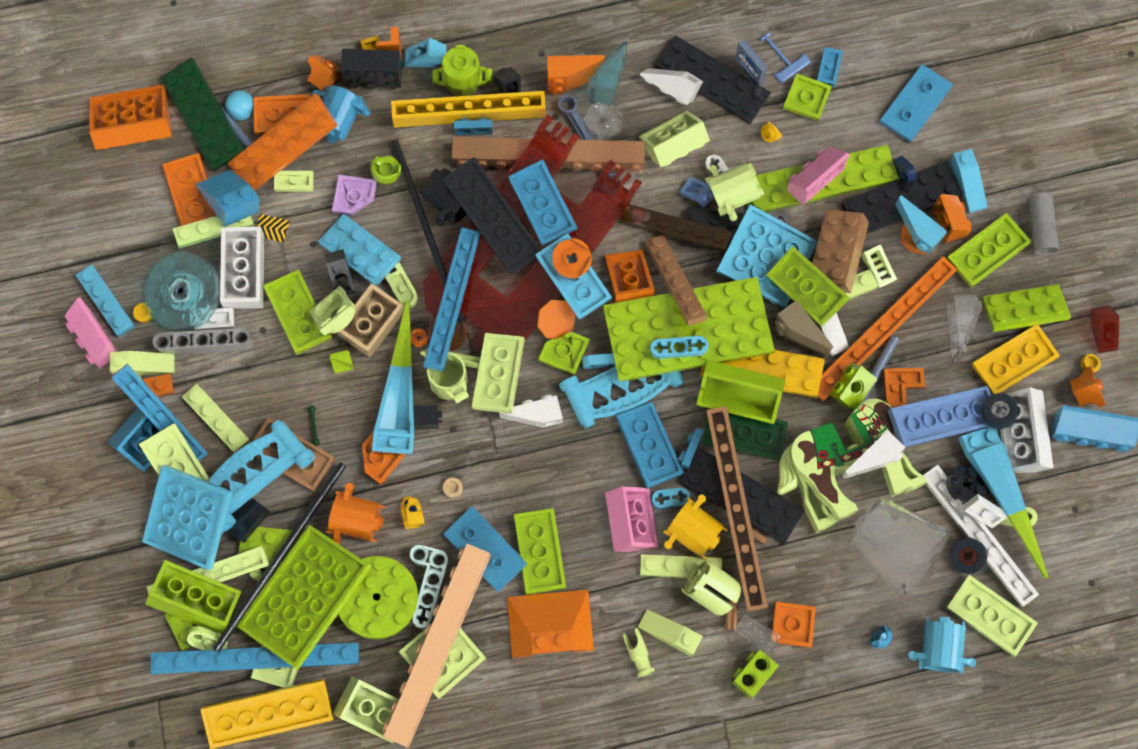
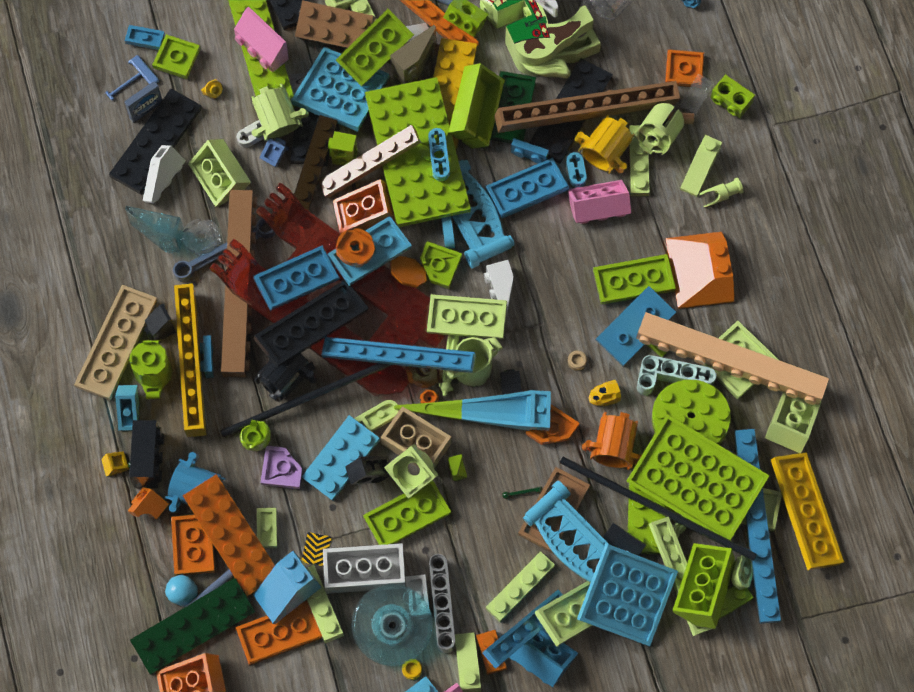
camera: 90 degrees left, 5 degrees down
(394, 44) = (119, 433): orange panel -> none
(494, 43) = (115, 342): none -> tan plate
(570, 72) = (153, 273): orange slope -> none
(693, 256) = (342, 148): none -> lime brick

